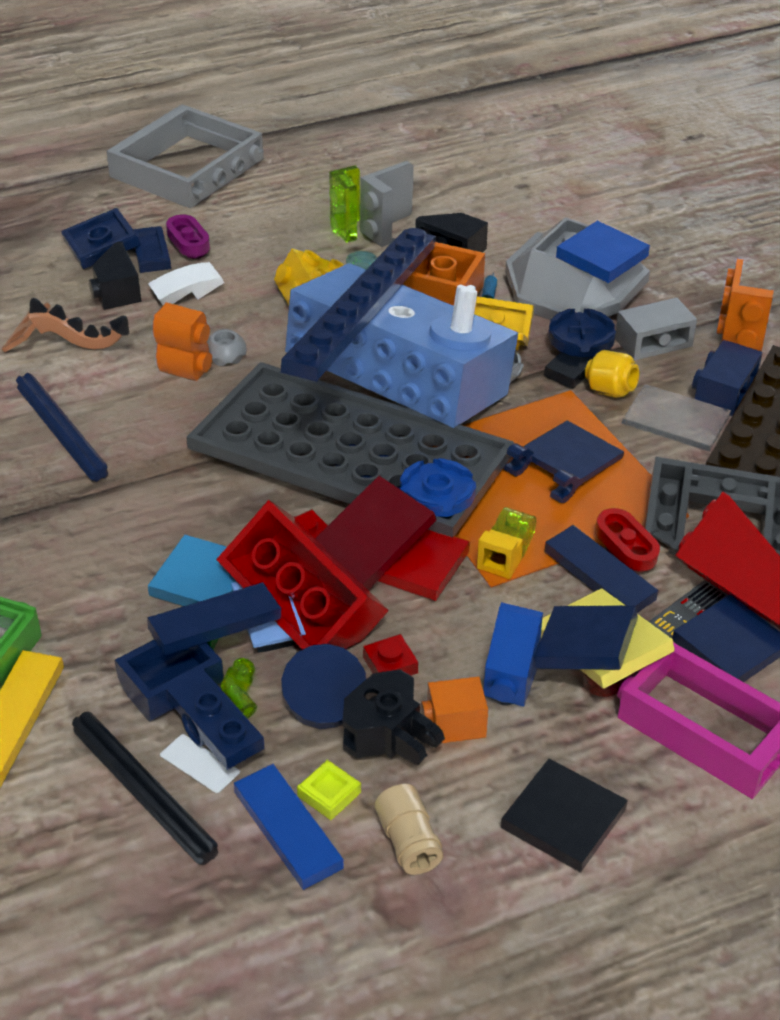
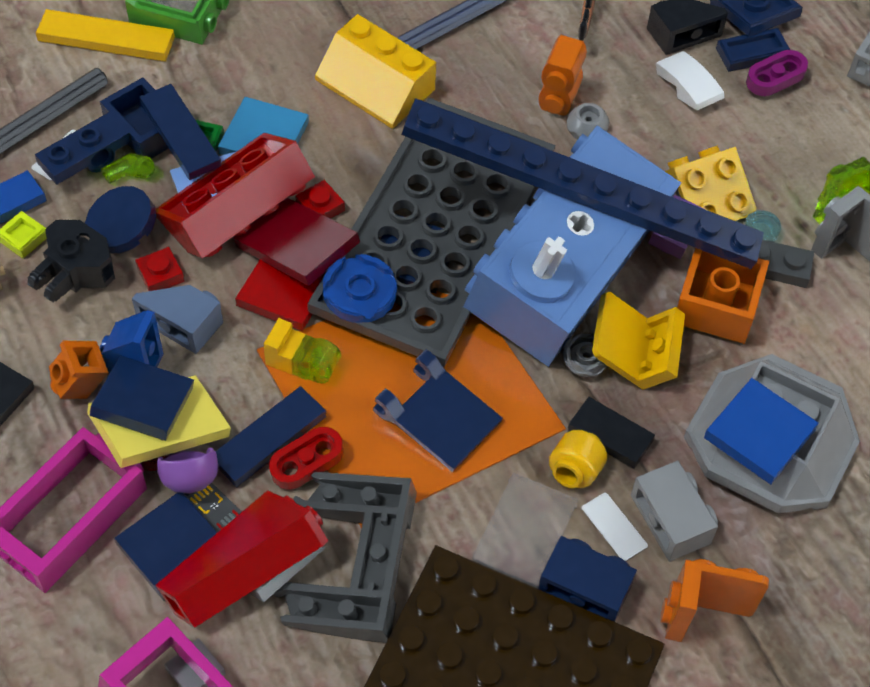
camera: 85 degrees right, 15 degrees up
(133, 478) = (376, 71): none -> yellow slope
(456, 230) = (827, 311): black slope -> none
(457, 708) = (87, 311): orange brick -> none
(462, 629) = (182, 314): none -> sand blue slope
(489, 287) = (737, 349): dark azure piece -> none
(533, 700) = (70, 376): none -> orange brick
(581, 333) = (649, 431): dark blue tile -> none
(661, 606) = (188, 470): none -> medium lavender hair
(665, 370) = (614, 526): none -> white sticker

